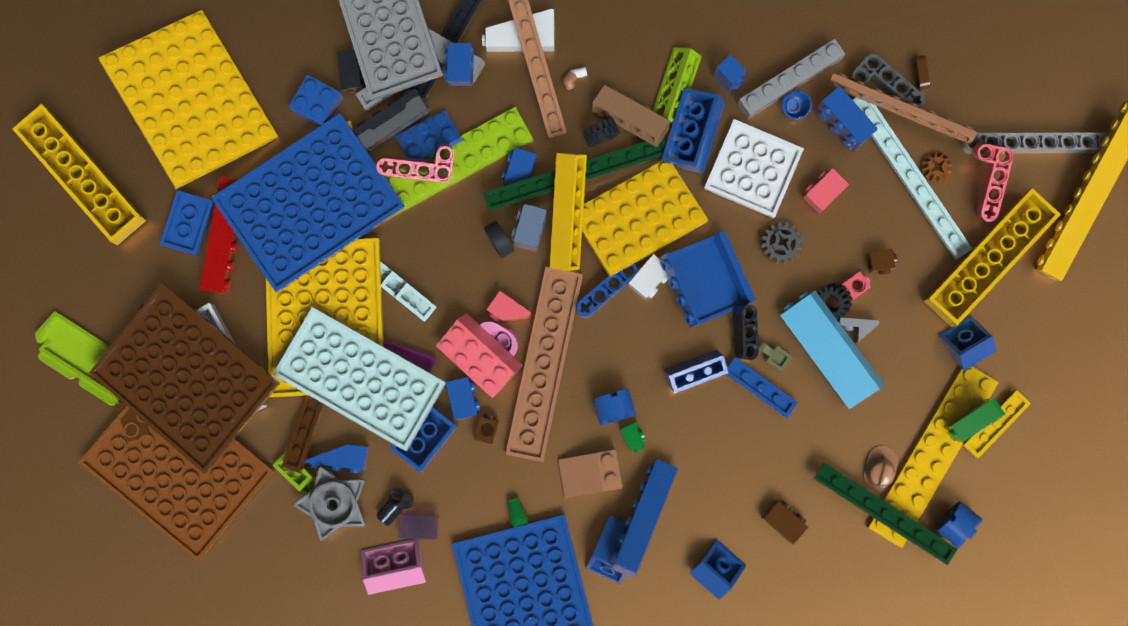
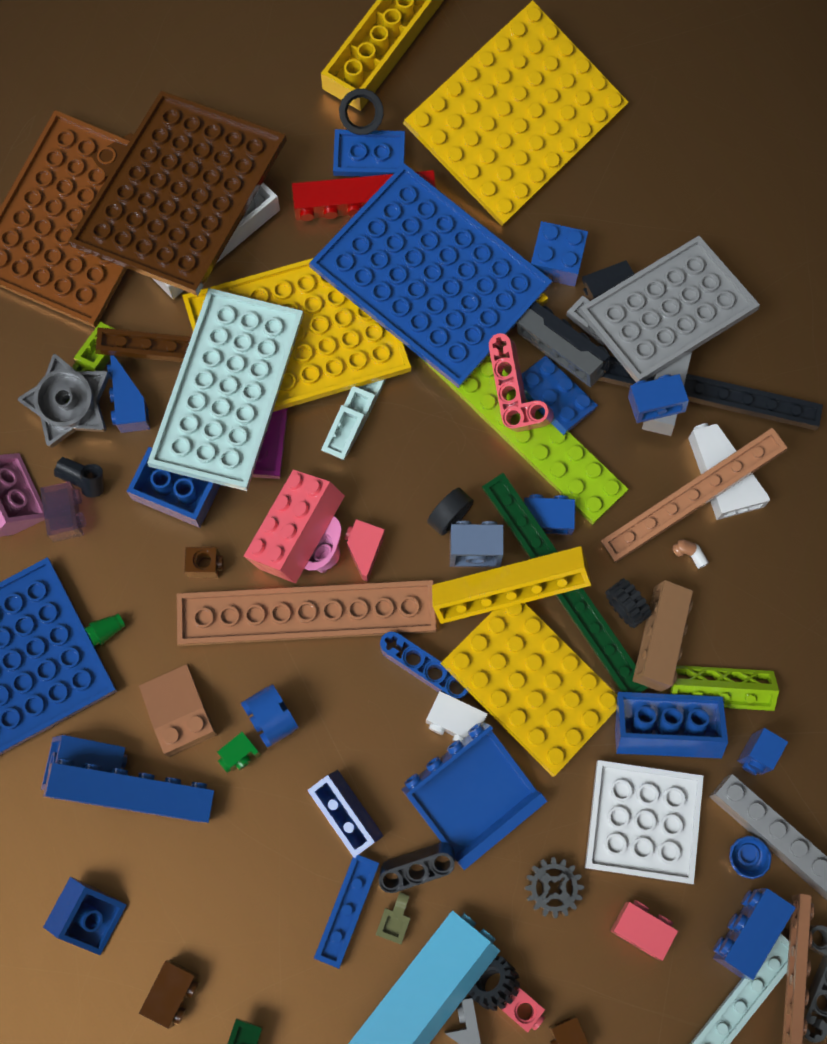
camera: 75 degrees right, 10 degrees down
(73, 353) = (186, 70): lime slope -> none
(170, 219) = (379, 113): none -> black tyre
(462, 398) = (235, 522): blue brick -> none

